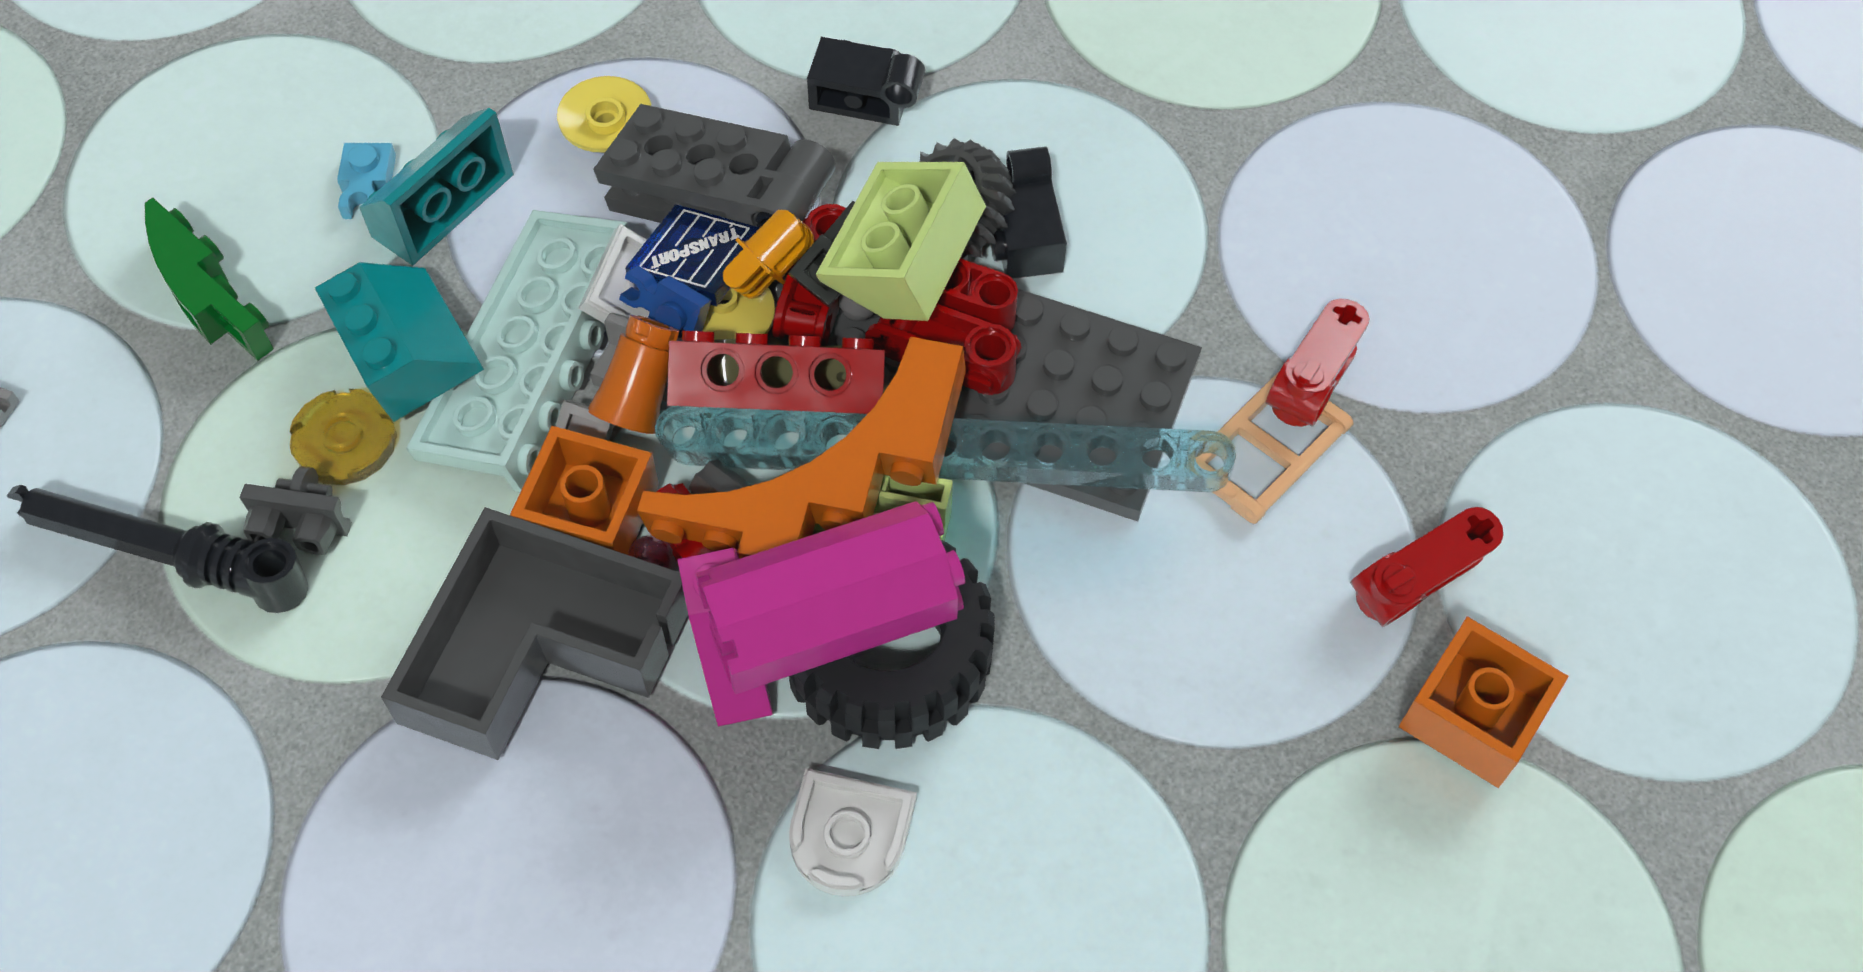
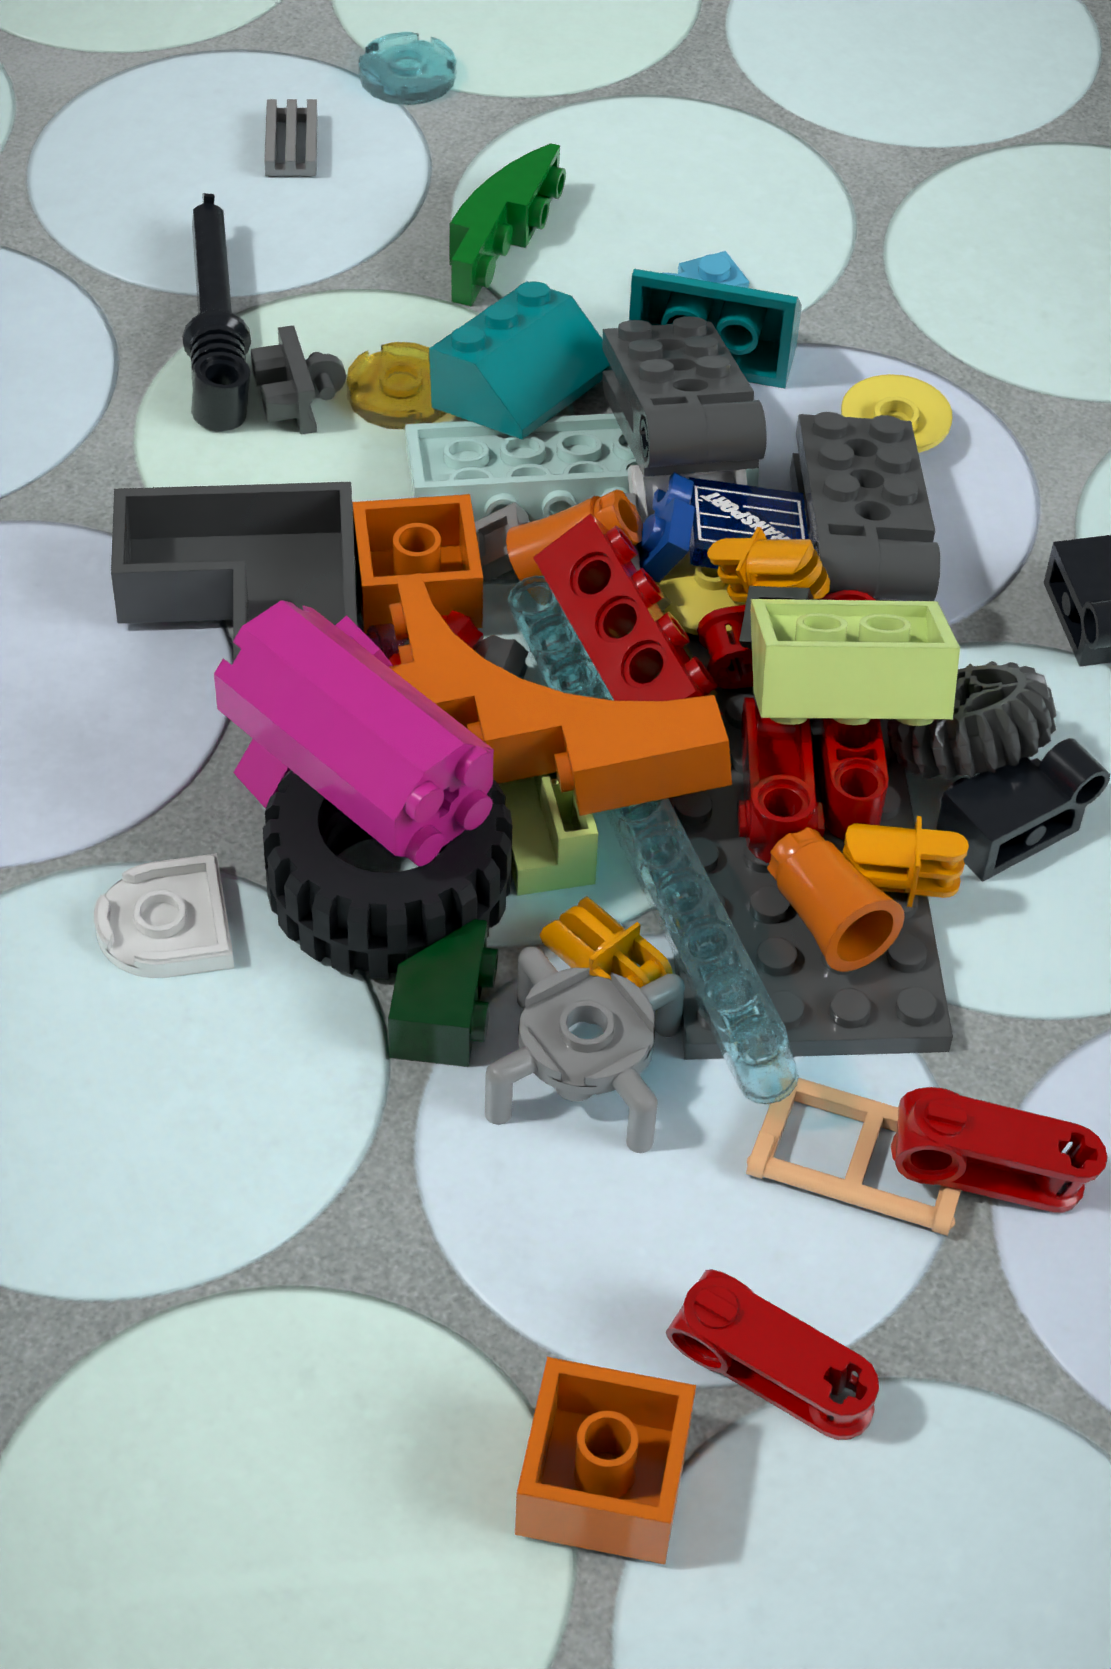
camera: 65 degrees right, 10 degrees down
(534, 236) = (681, 398): none -> dark grey hinge
(1035, 531) = (595, 940): none -> light orange arm
(1035, 656) = (438, 998): none -> dark green slope
(1061, 303) = (907, 859): none -> light orange arm
(1079, 358) = (834, 900): none -> orange plant
(1118, 595) = (581, 1066): none -> light grey plate

